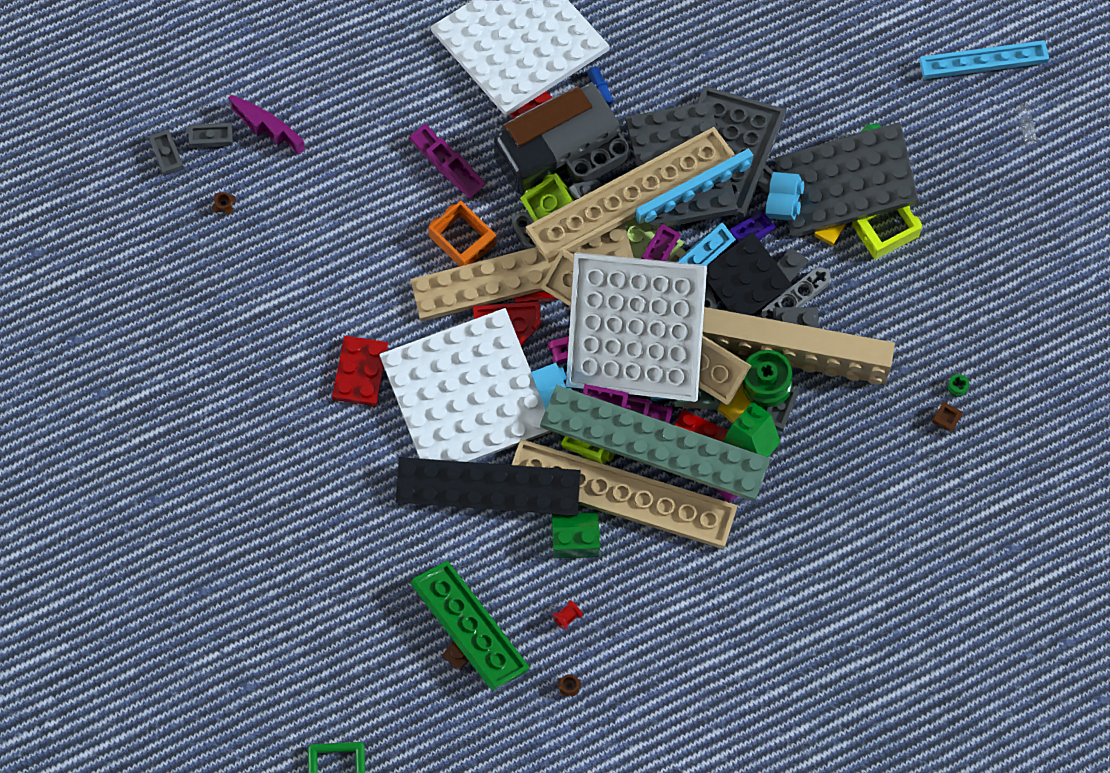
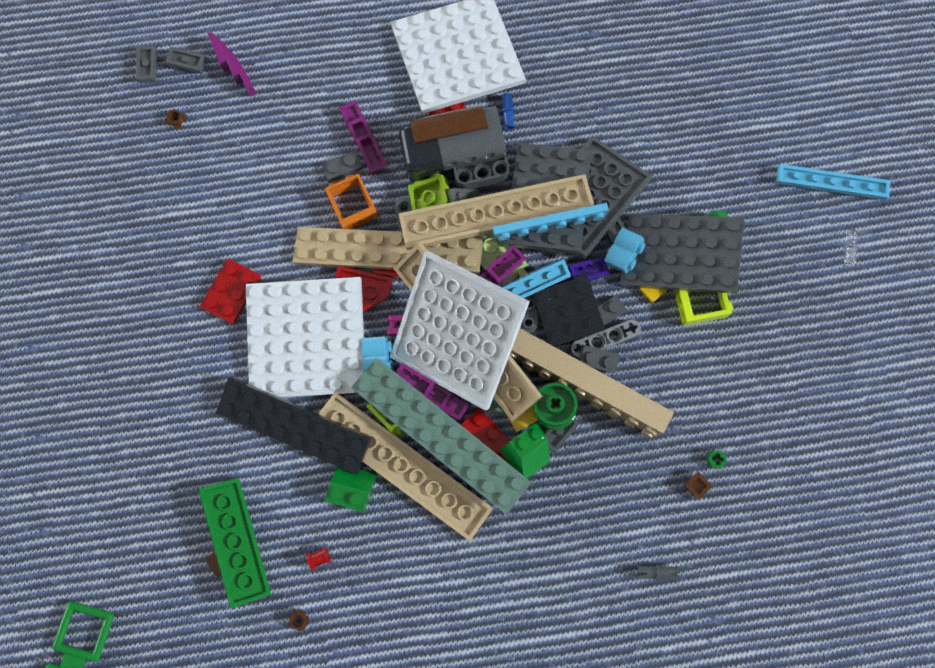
camera: 20 degrees right, 10 degrees up
(434, 200) = (342, 166): none -> dark grey plate
(936, 517) = (657, 572): none -> dark grey pin

